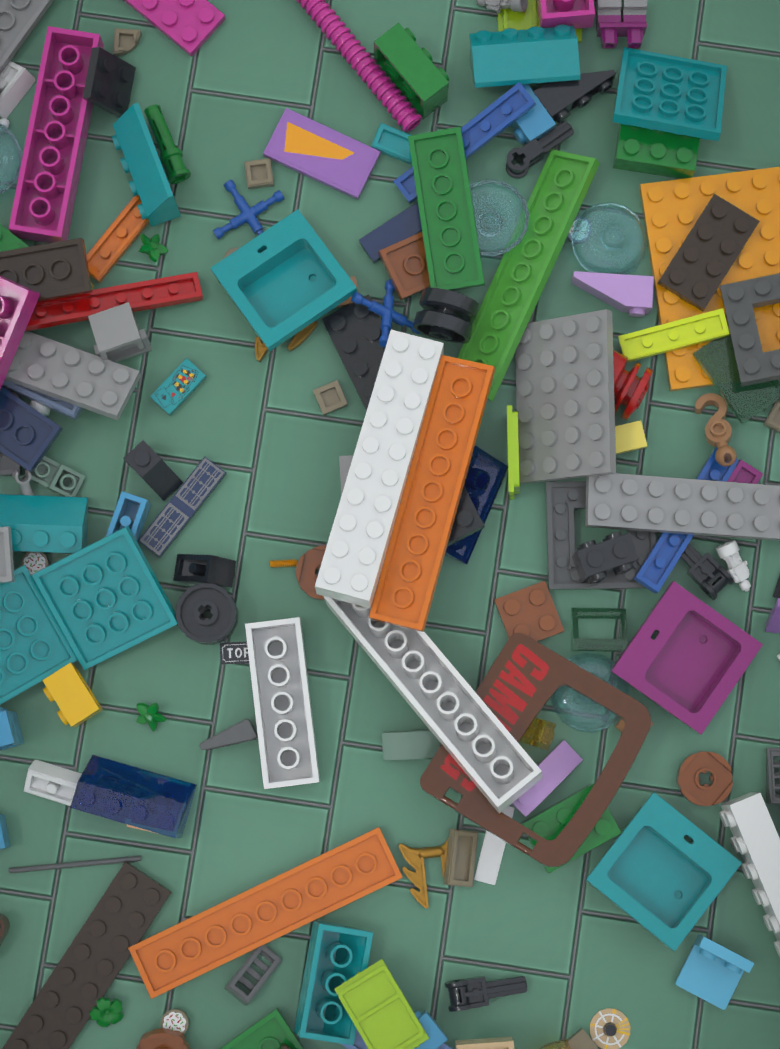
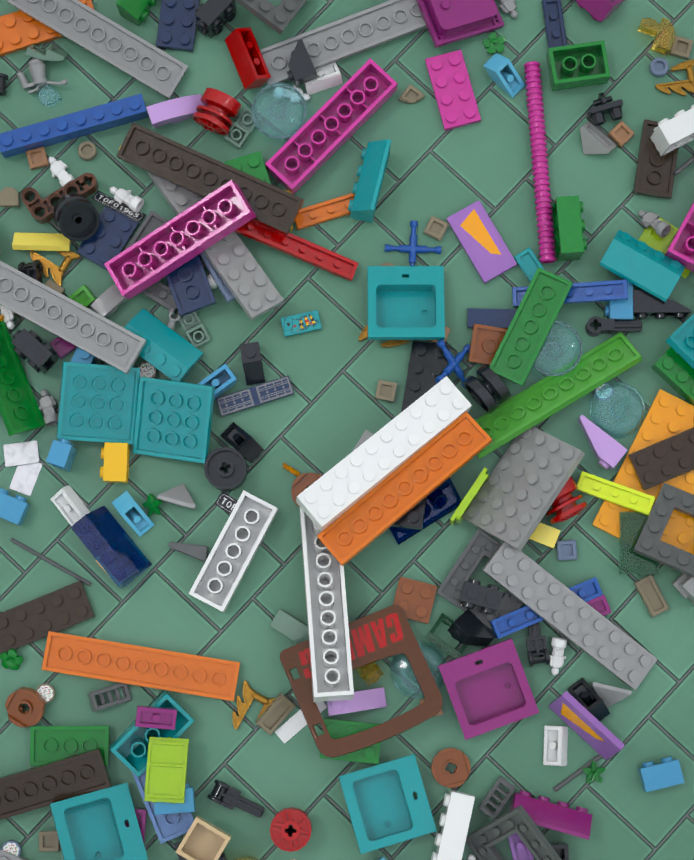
camera: 35 degrees right, 0 degrees up
(109, 82) = (384, 115): black plate -> none
(118, 334) = (286, 269): light grey plate -> none
(133, 741) = (132, 513): none -> medium azure slope
(152, 247) = (342, 230): green plant -> none
(170, 154) = (391, 181): green pin -> none
(172, 684) = (179, 496): none -> light grey slope
(326, 961) = (155, 717): none -> magenta plate
(556, 977) = (300, 822): none -> red wheel
(620, 605) = (470, 630): none -> black slope
(662, 439) = (566, 550): none -> sand blue tile
(717, 430) = (602, 567): medium nougat piece -> none

